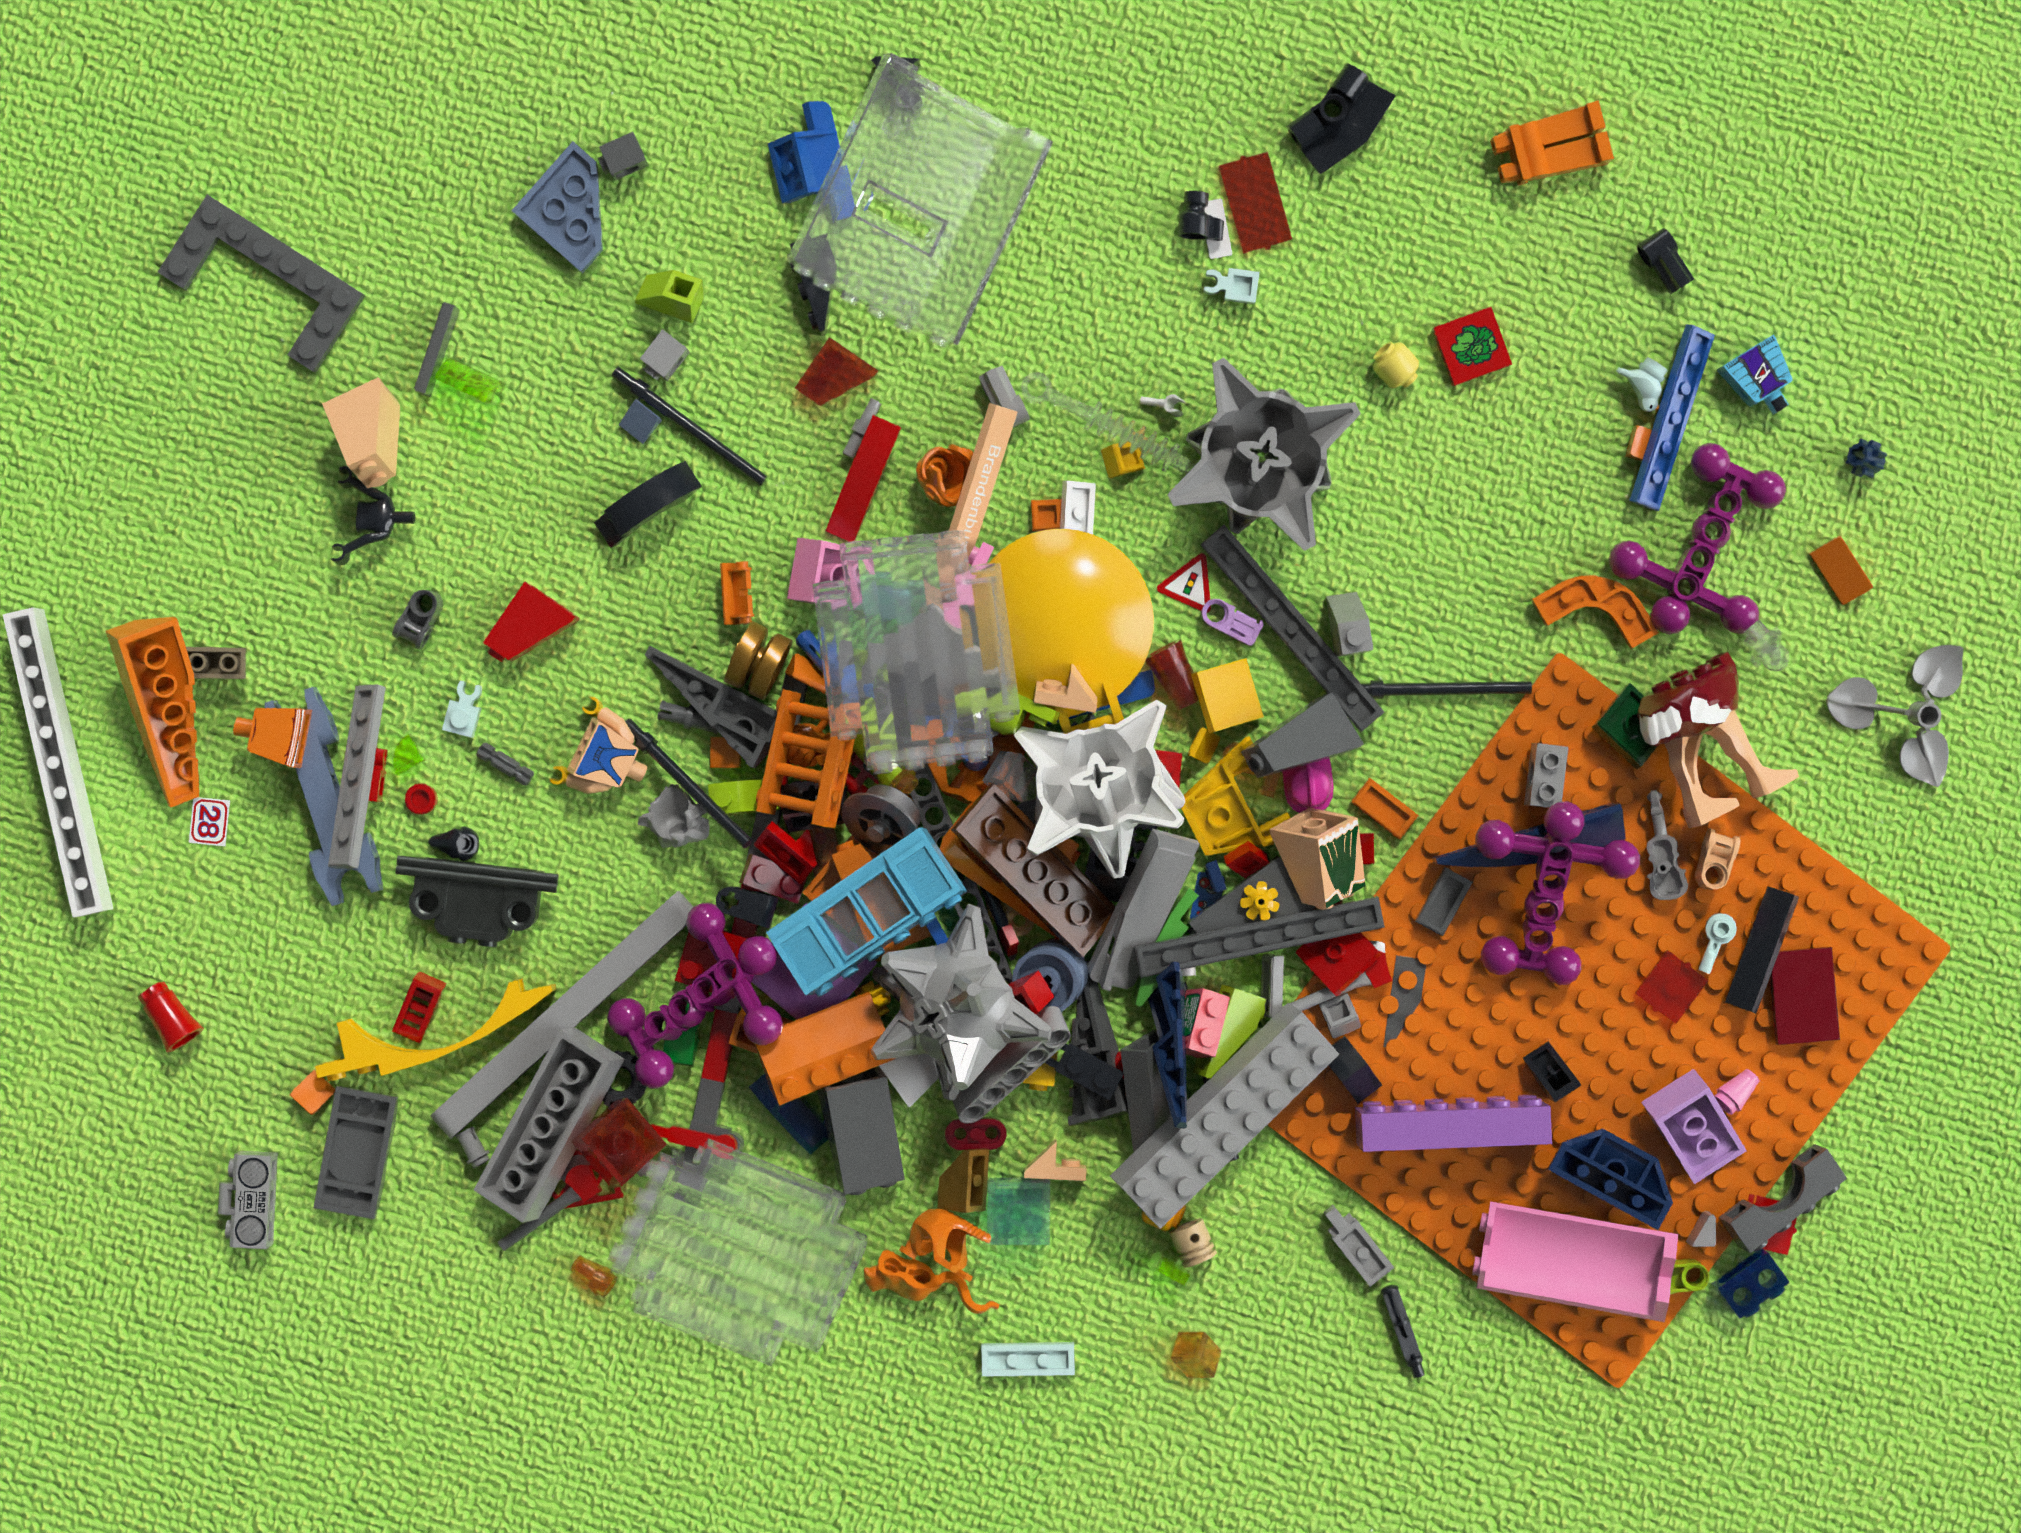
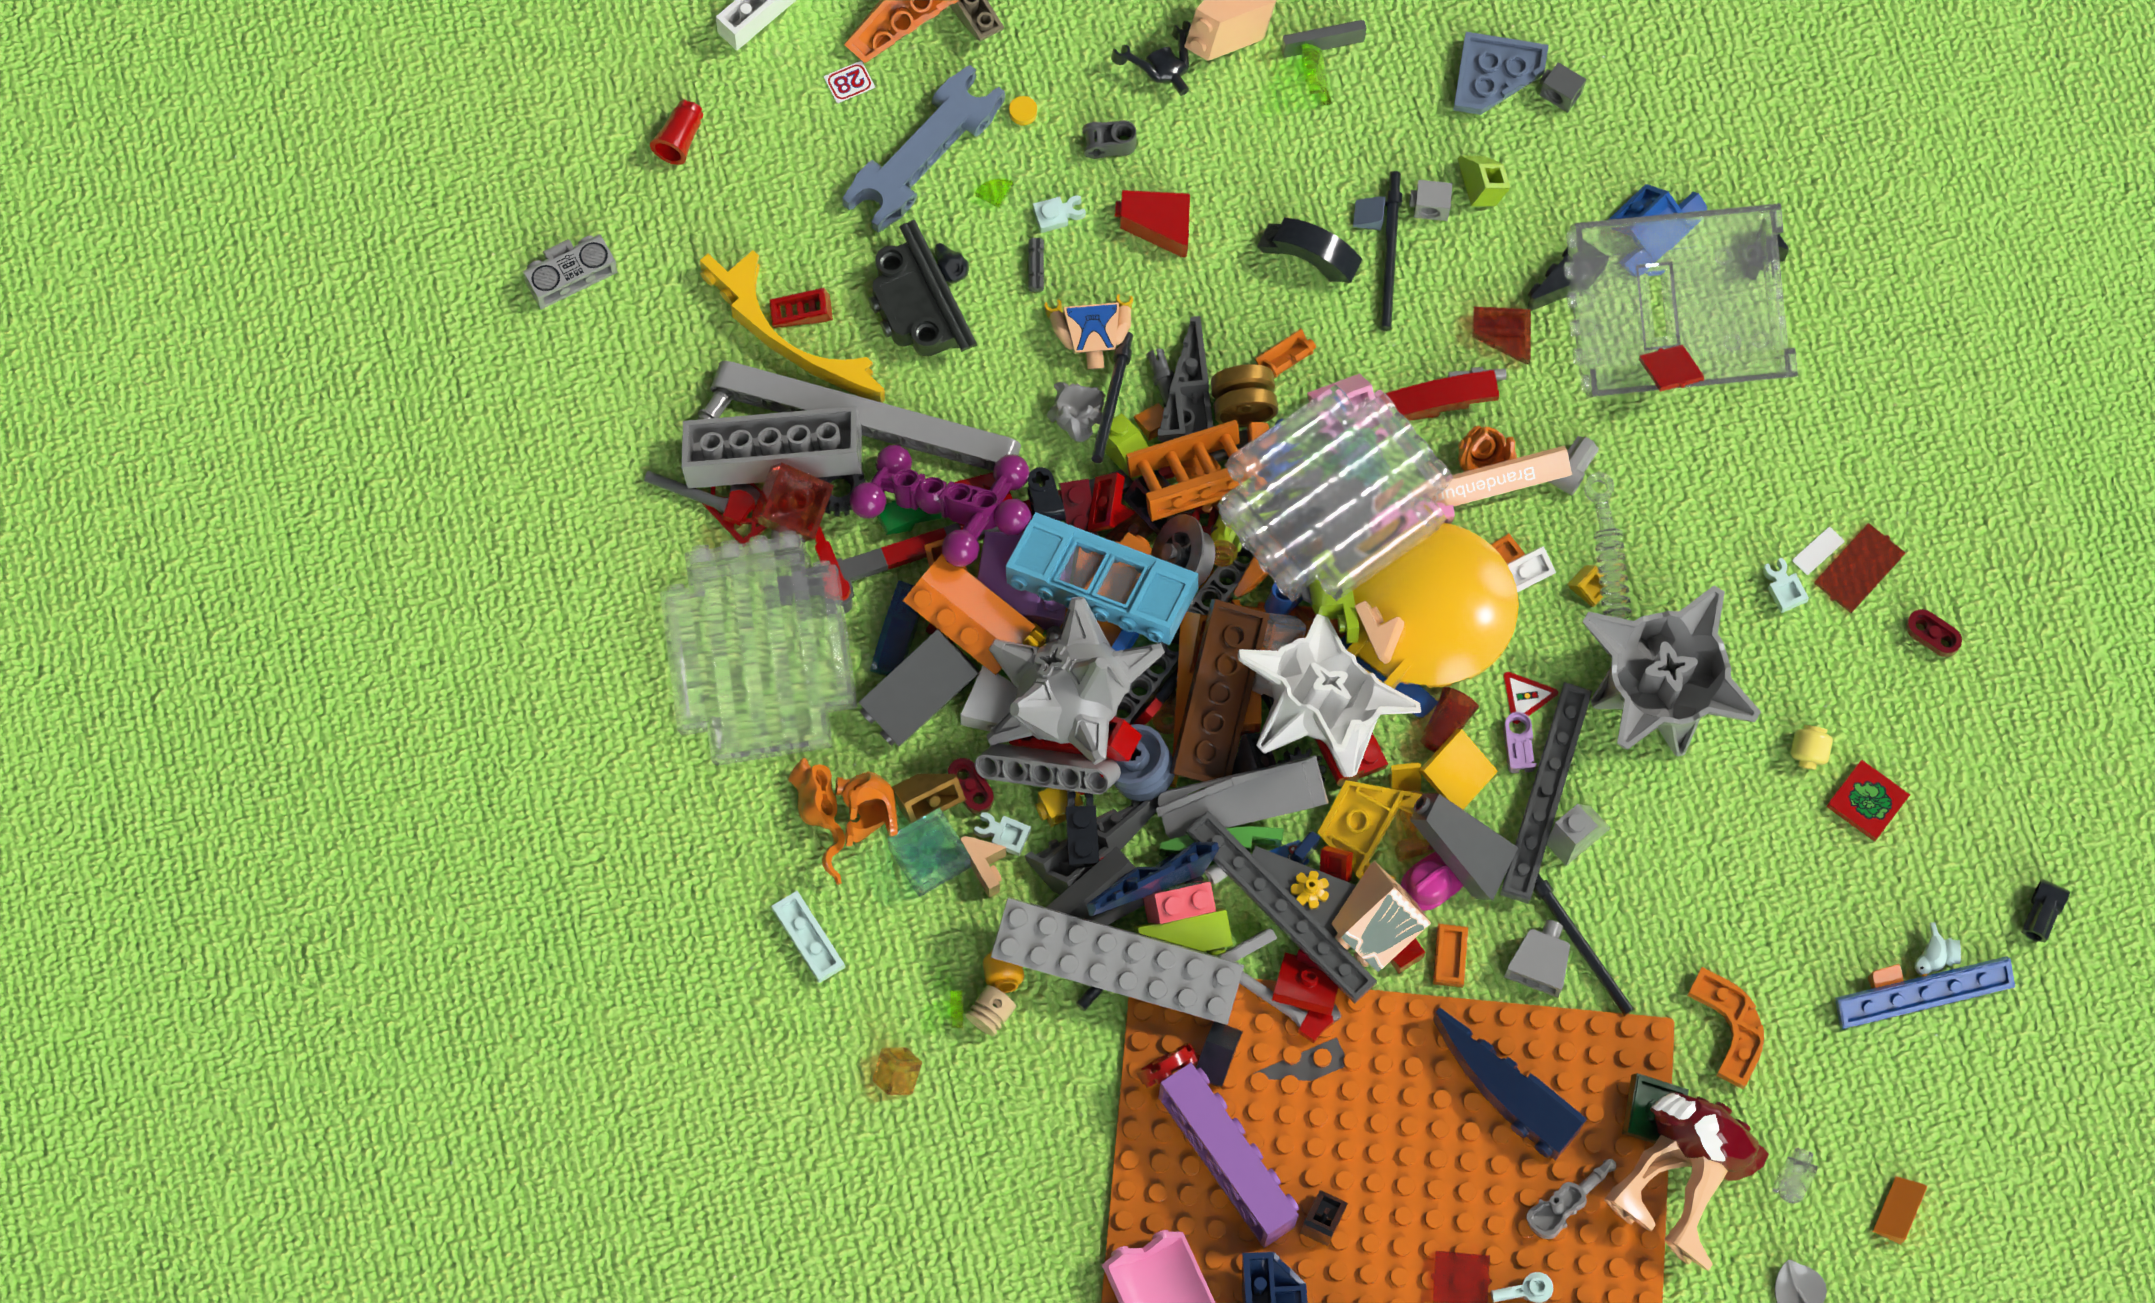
camera: 55 degrees right, 20 degrees down
(276, 734) = (954, 81): orange torso -> none
(313, 1093) = (683, 269): orange slope -> none
(339, 678) = (1023, 110): none -> yellow tile
(356, 777) = (956, 157): light grey tile -> none
(356, 1152) = (656, 325): dark grey slope -> none
(378, 775) = (961, 177): red plate -> none
(421, 798) = (967, 220): red tile -> none
(594, 1276) = (666, 559): clear orange cone -> none
(974, 252) = (1671, 368): none -> red piece
(1040, 1127) = (1006, 833): none -> light aqua plate
(1167, 403) = (1657, 592): white hand -> none
(1195, 222) = (1811, 530): black piece -> none
(1330, 139) = (1951, 591): black panel -> none
(1340, 1015) = (1256, 1018): light grey slope -> none
(1341, 1127) = (1164, 1066): none -> red plate
(1357, 180) = (1934, 632): none -> dark red plate
(1358, 1246) = (1072, 1151): light grey hinge -> none
(1403, 1330) = (1025, 1233): black piece -> none
(1439, 734) = (1541, 960): none -> light grey torso
(1443, 901) = (1407, 1044): dark grey tile -> none
(1528, 143) = (2069, 766): orange hips -> none
(1545, 775) = (1567, 1060): light grey brick -> none
(1563, 823) = (1541, 1074): magenta piece -> none
(1630, 560) = (1768, 1086): magenta piece -> none
(1717, 857) = (1598, 1246): light nougat piece -> none
(1759, 375) = (2009, 1039): torso -> none
(1866, 458) = (2005, 1169): dark blue gear -> none

